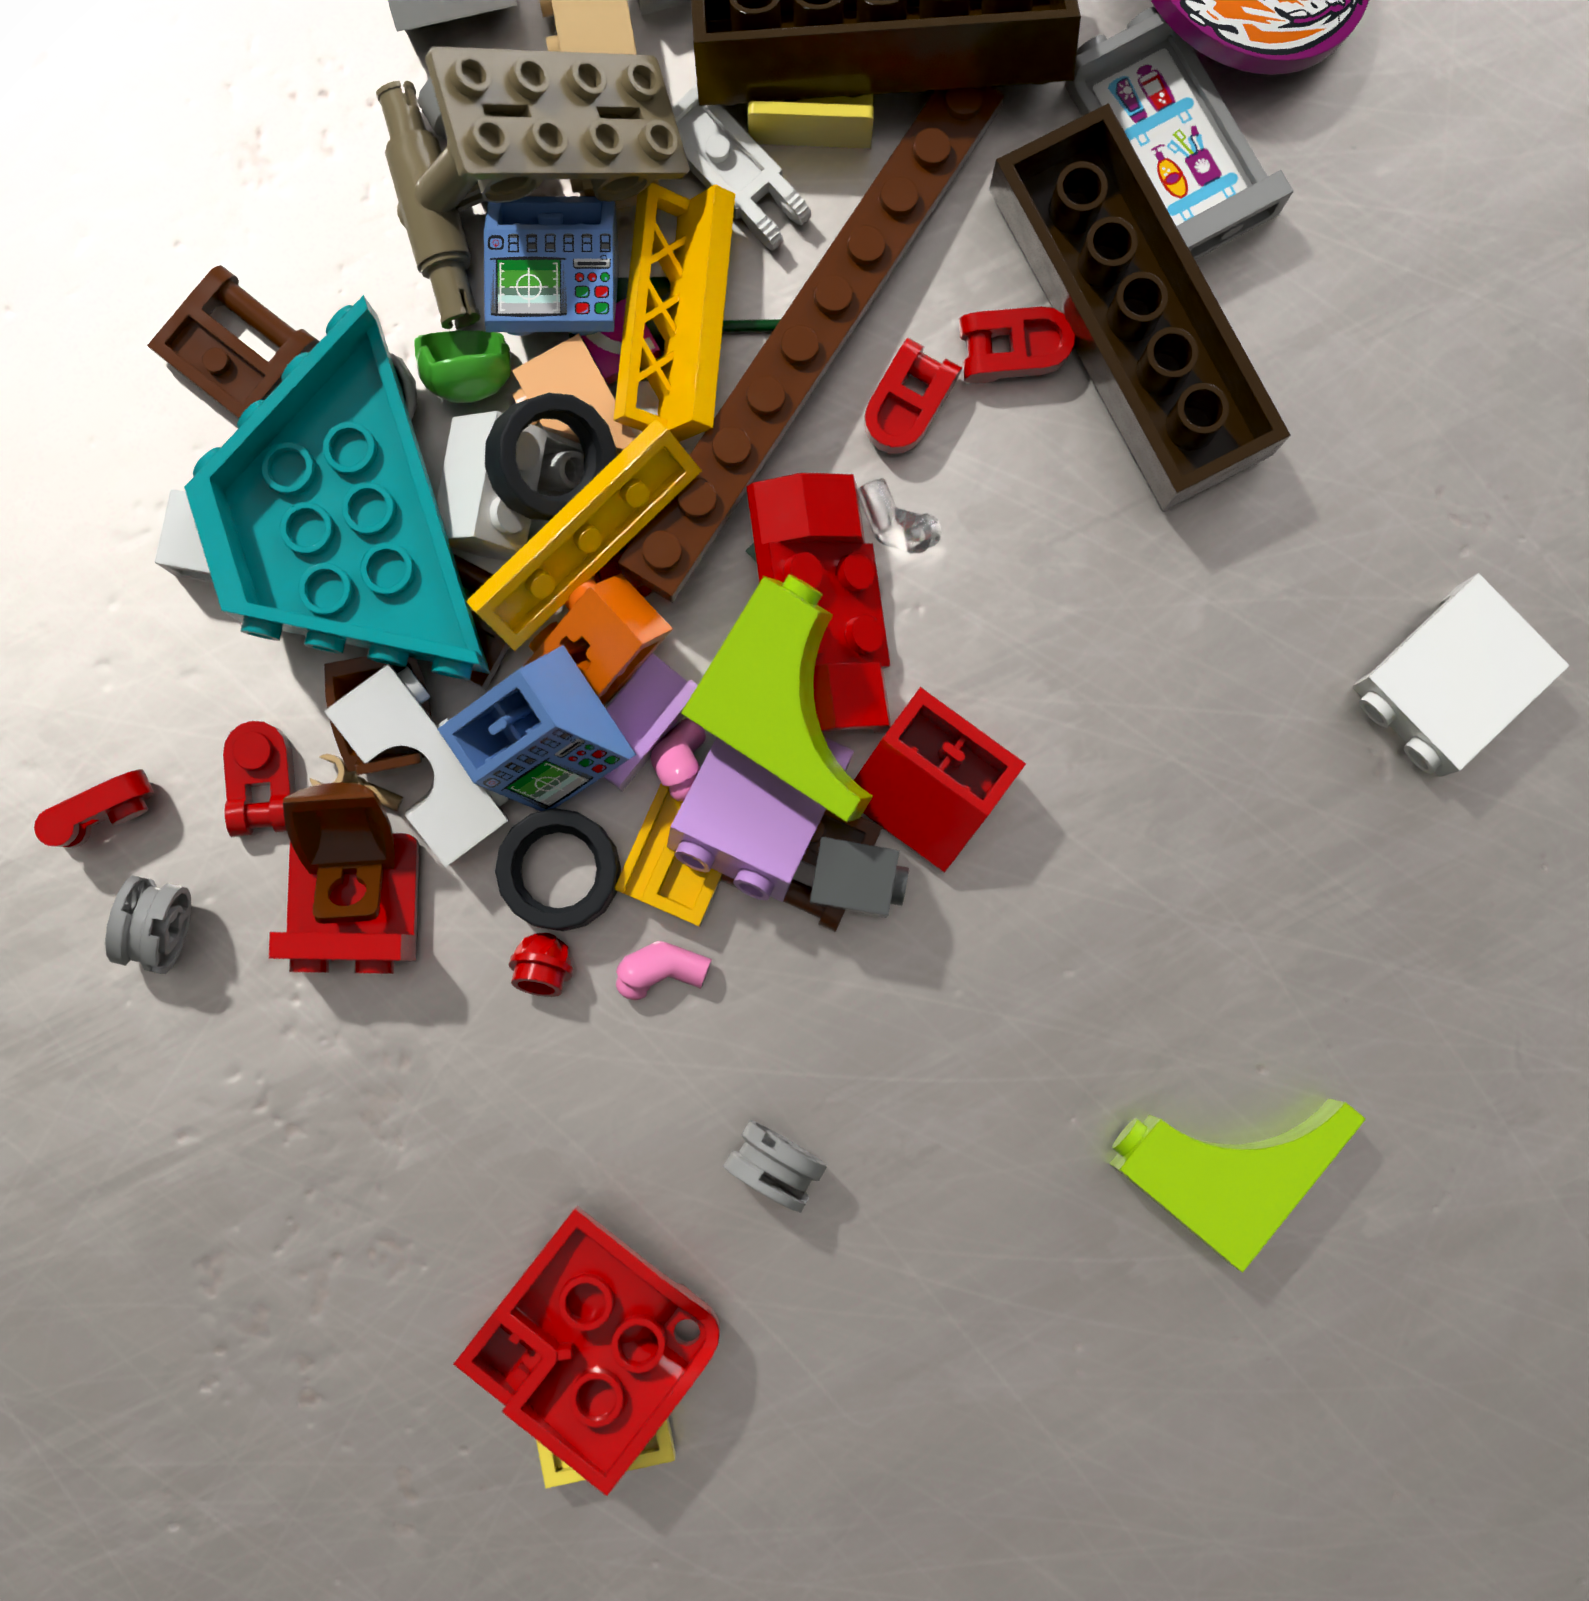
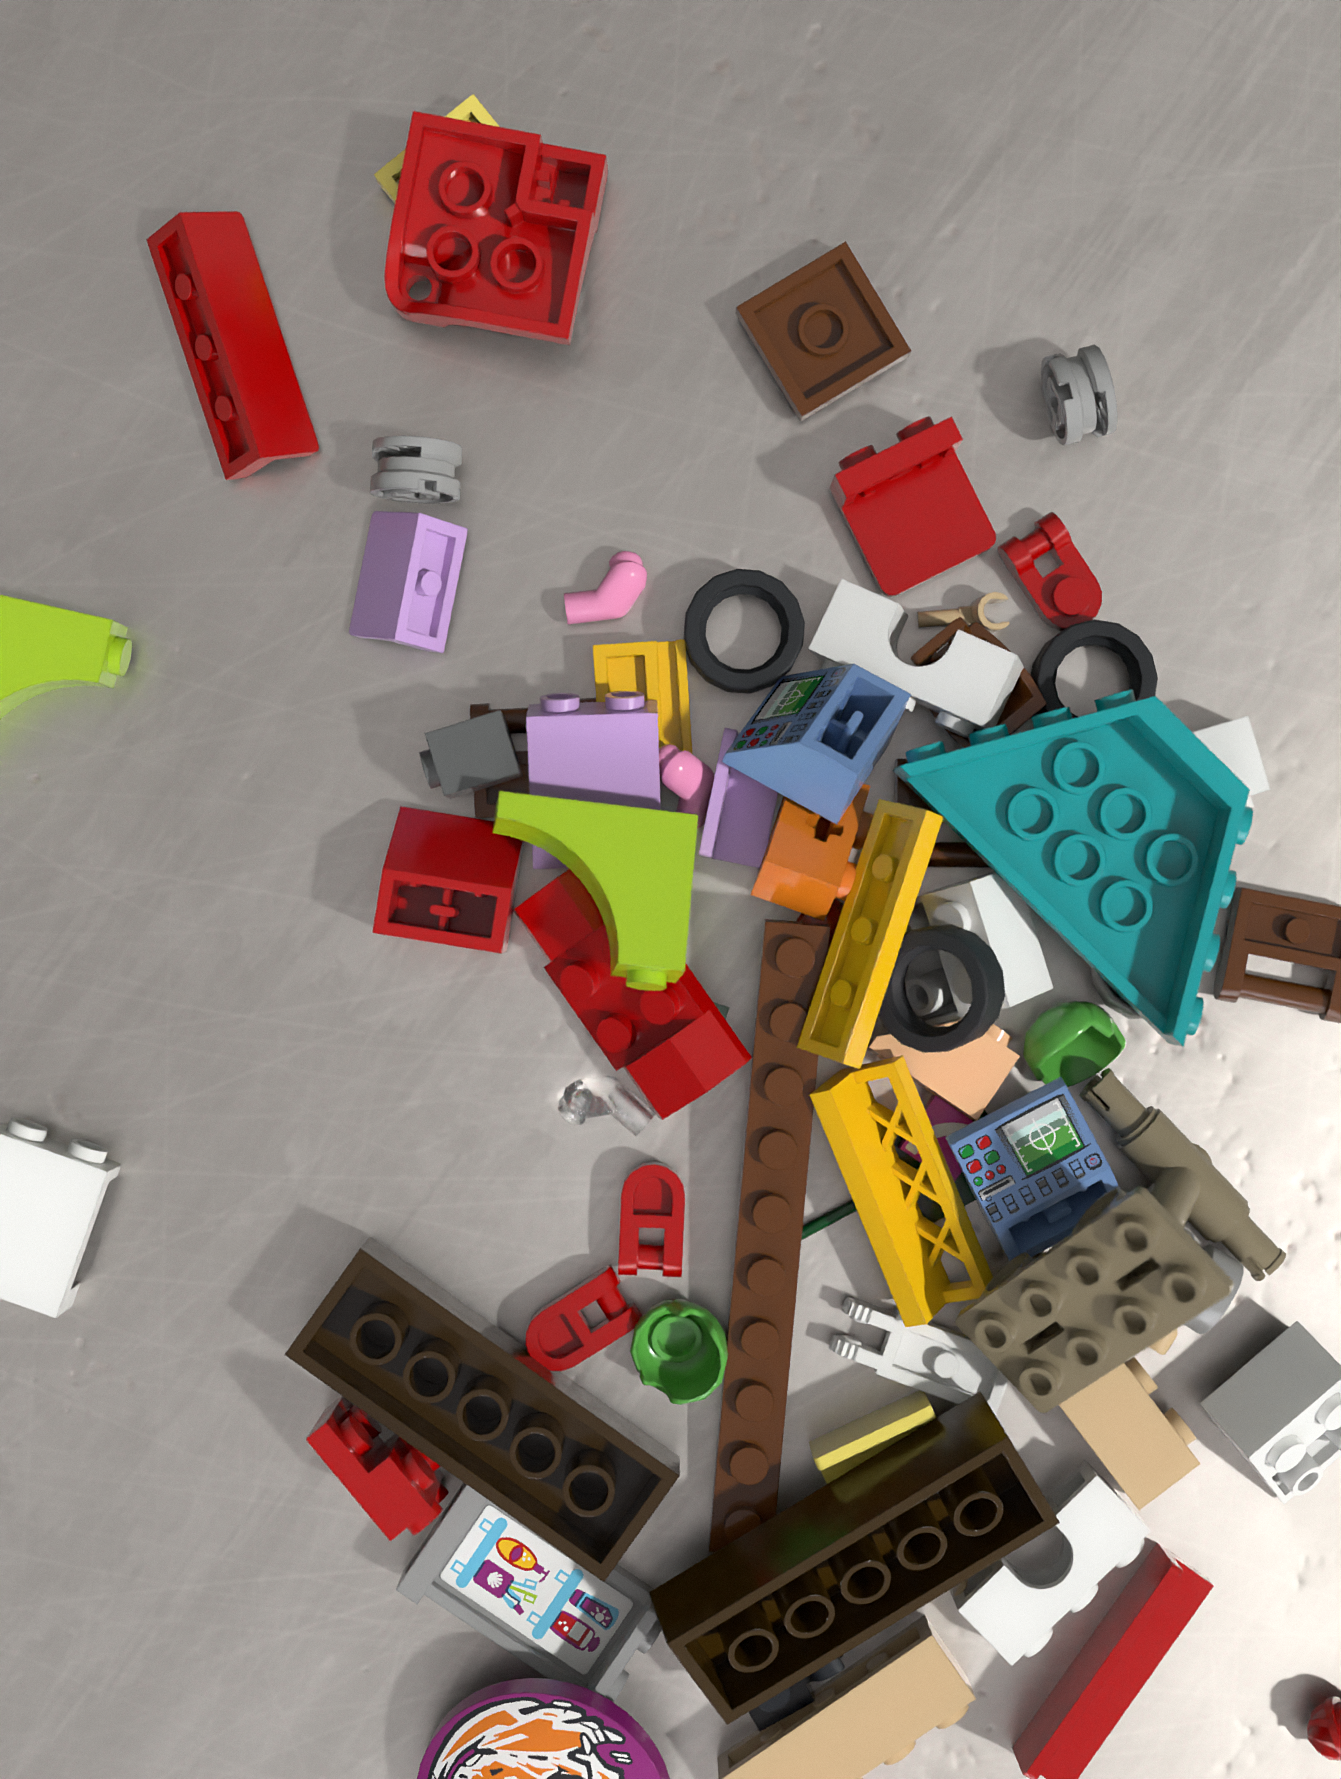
camera: 155 degrees right, 5 degrees up
(115, 799) = (1167, 489): red plate -> none
(226, 680) = (1100, 633): none -> black tyre
(340, 833) = (950, 562): reddish brown piece -> none
(345, 1103) = (823, 331): none -> reddish brown plate
(541, 965) = (714, 540): red plate -> none
(834, 1072) = (408, 580): none -> lavender panel
(883, 1375) = (231, 341): none -> red panel
(940, 272) = (680, 1350): none -> bright green hair
(1258, 297) = (386, 1478): none -> red plate

